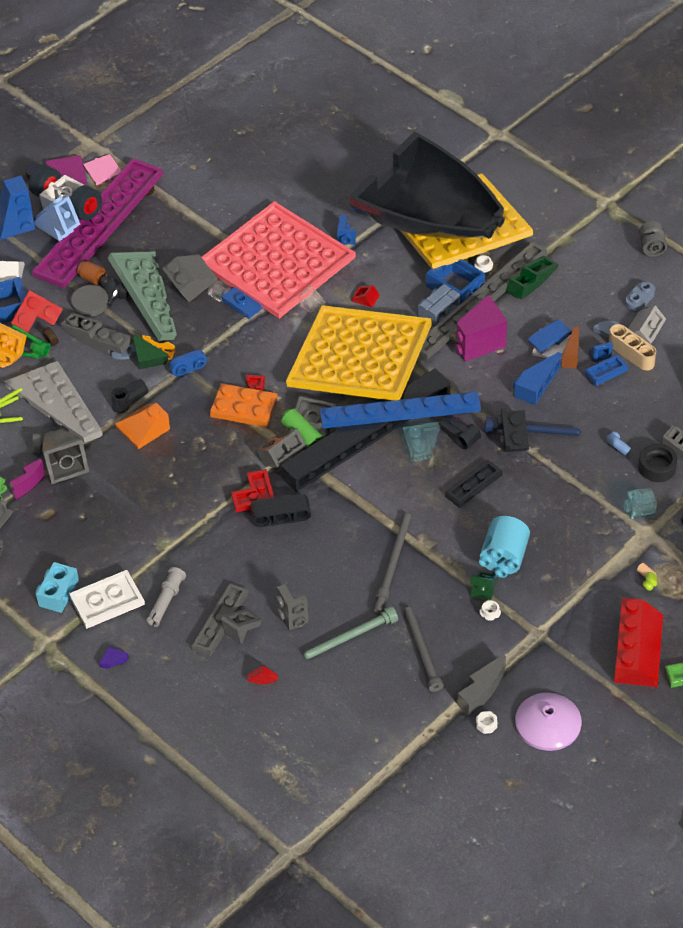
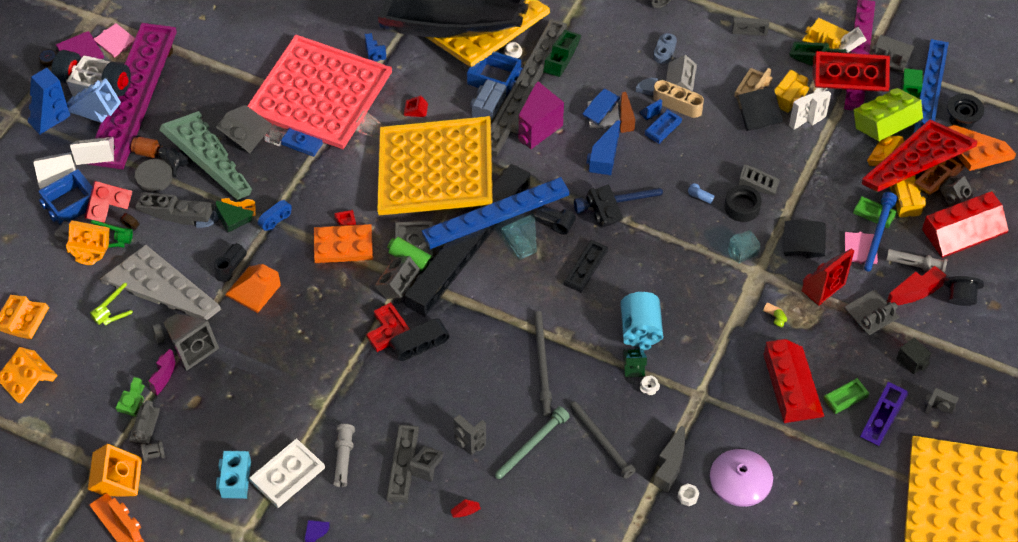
camera: 20 degrees left, 5 degrees up
(40, 264) = (93, 150): none -> white slope

